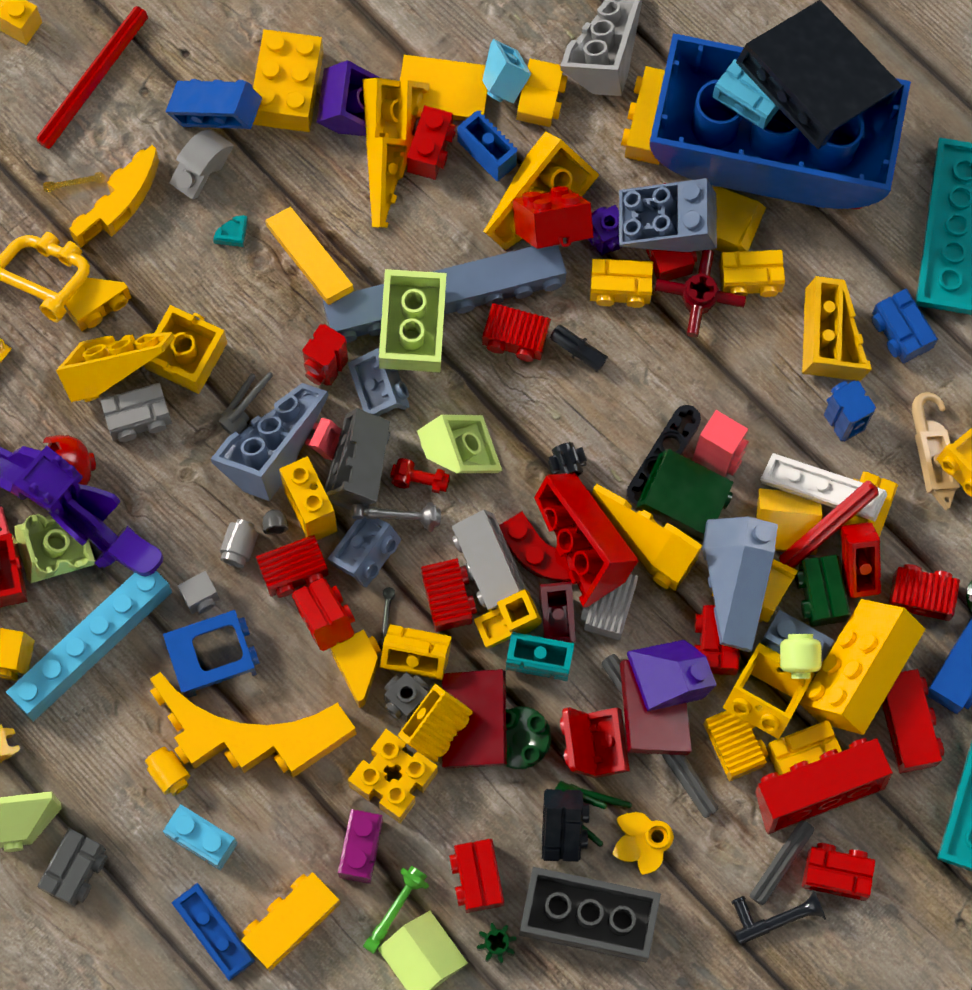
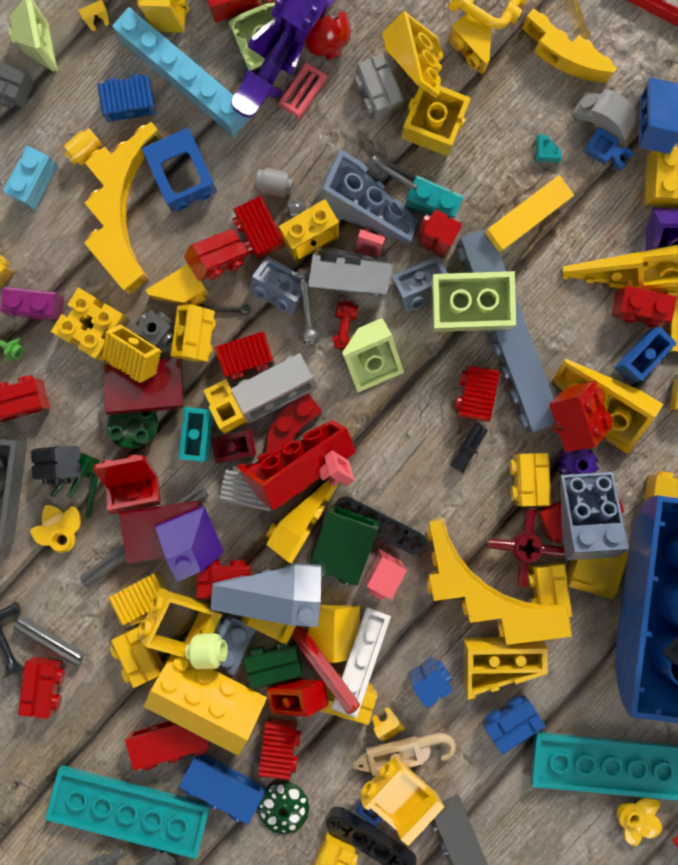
camera: 85 degrees right, 15 degrees up
(112, 711) = (127, 98): none -> blue brick
(145, 519) = (291, 108): none -> coral tile
(199, 593) = (229, 155): light grey plate -> none
(239, 168) = (604, 148): none -> blue plate
(282, 360) = (433, 197): none -> teal brick
(567, 459) = (367, 445): black gear -> none
(596, 489) = (336, 469): none -> coral tile
(782, 304) = (520, 619): none -> yellow arch
(822, 784) = (102, 675): red slope -> none
(904, 465) = (389, 727): none -> yellow tile

